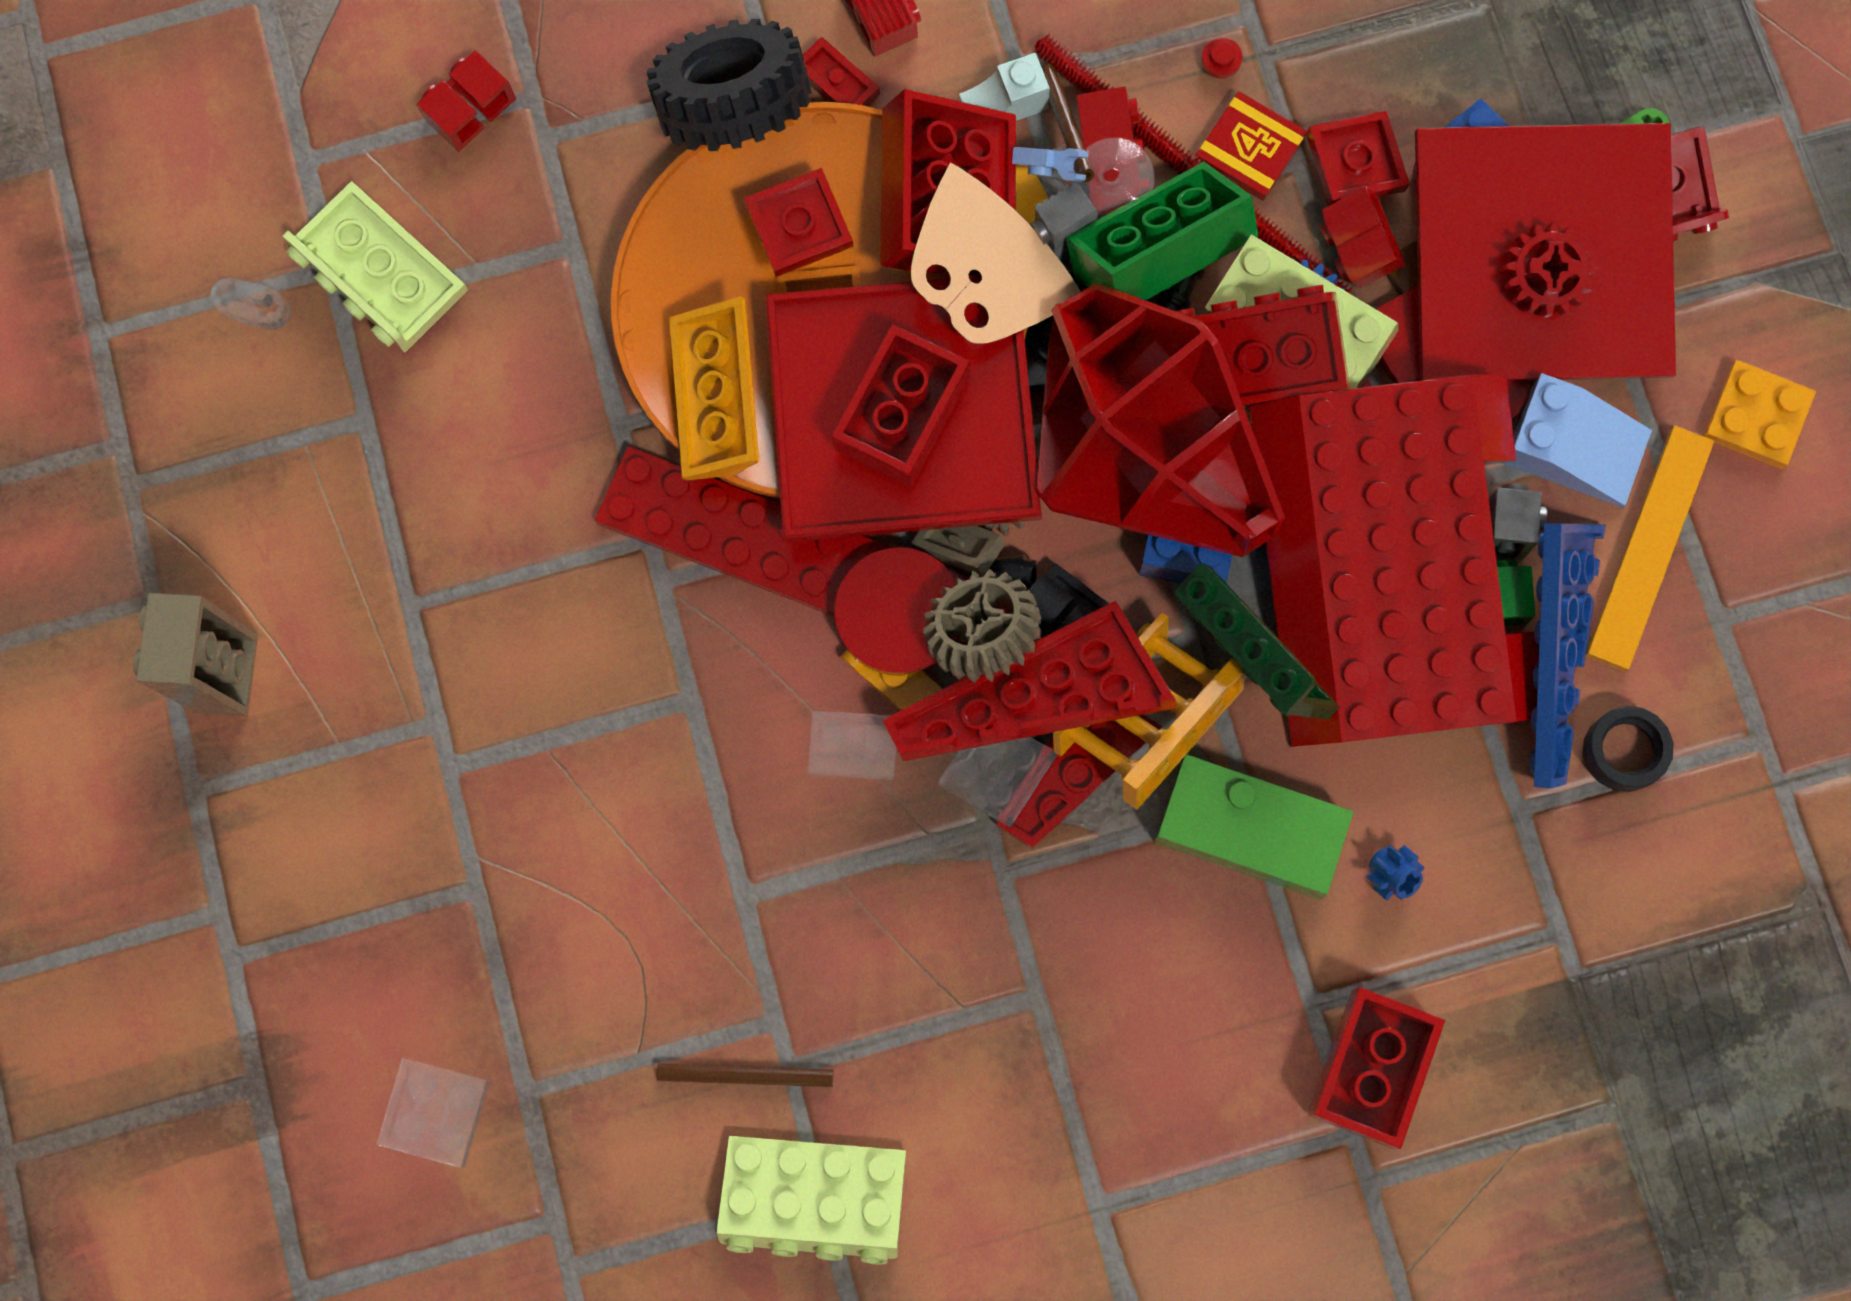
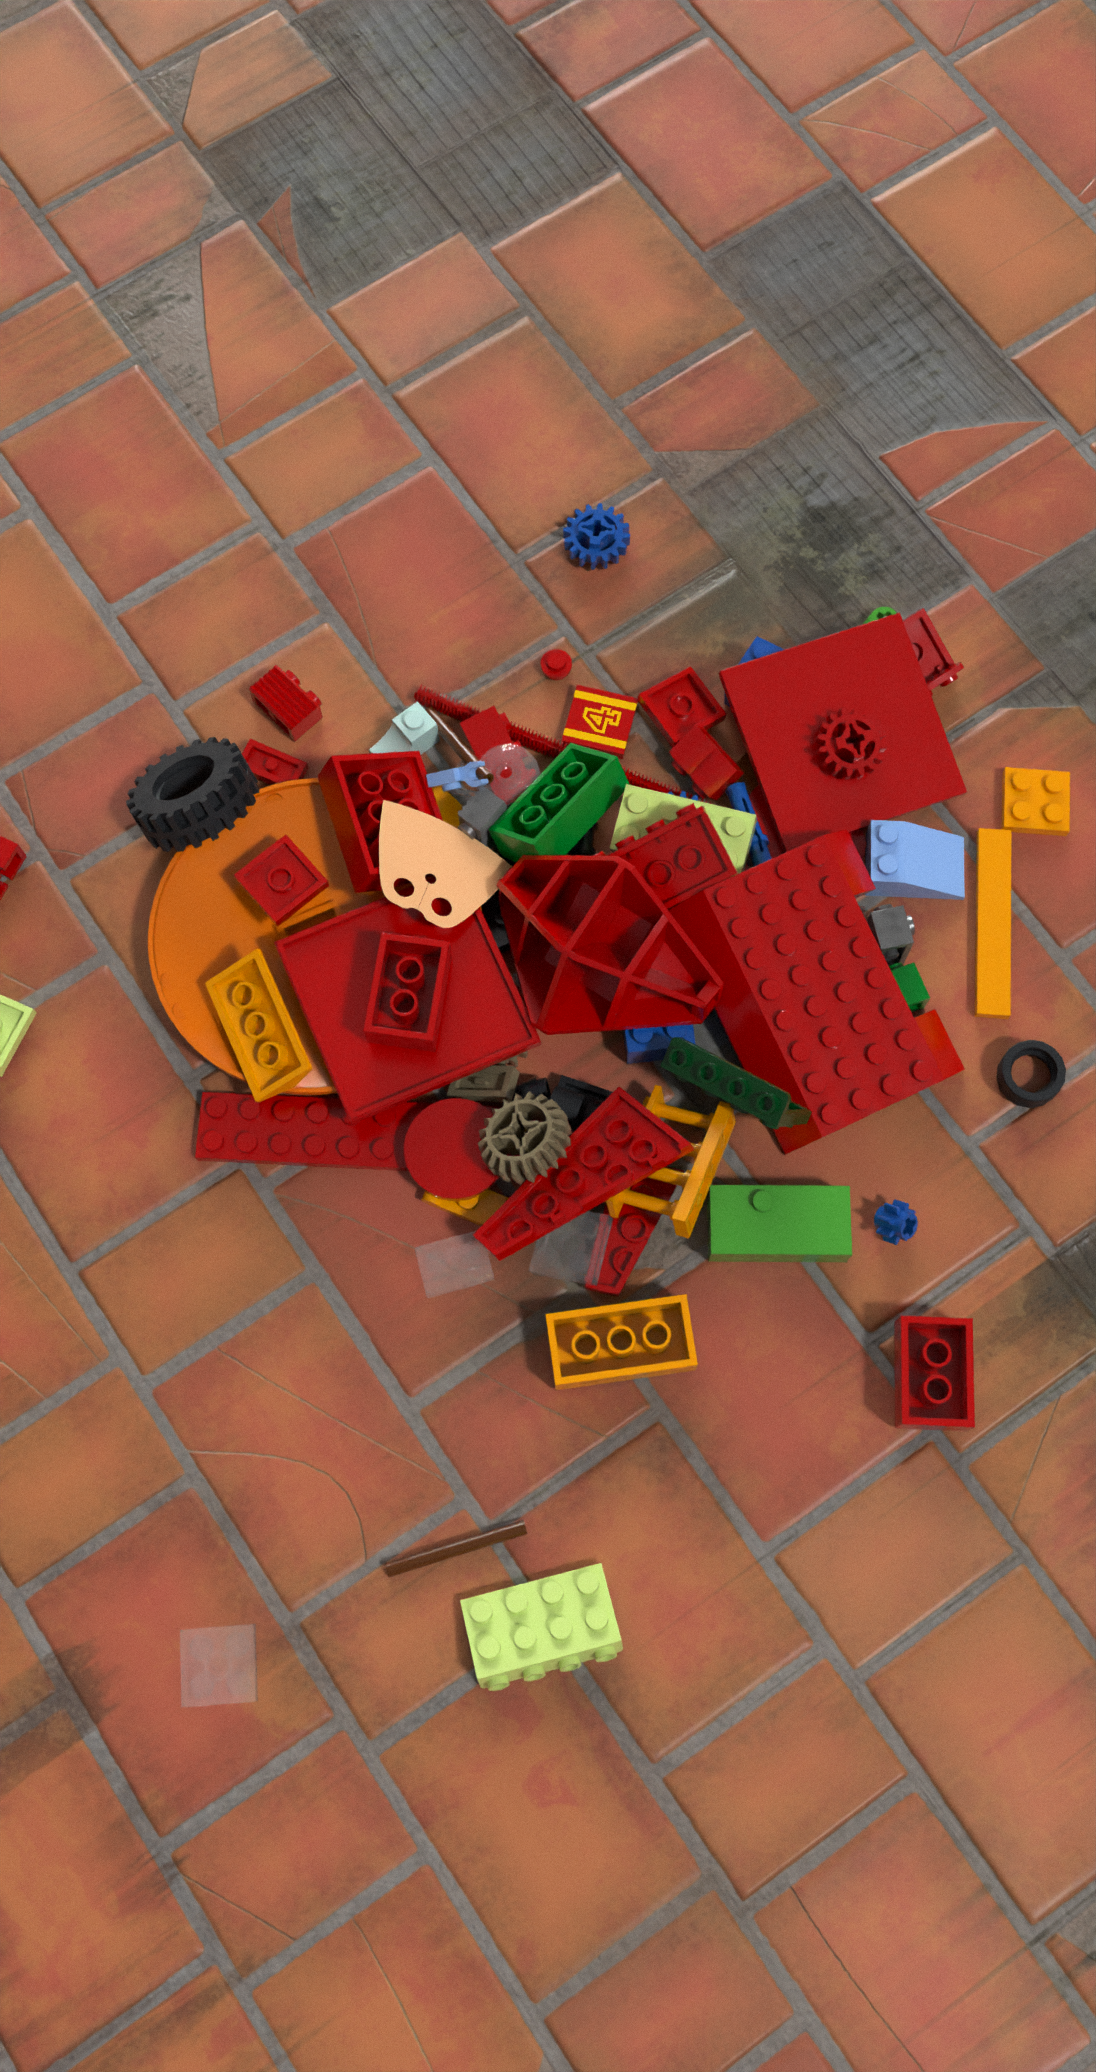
camera: 25 degrees left, 5 degrees down
(1015, 903) = (621, 1342): none -> light orange brick
(1389, 303) = (740, 801): none -> blue pin
(1561, 641) = (957, 1012): blue wing -> none

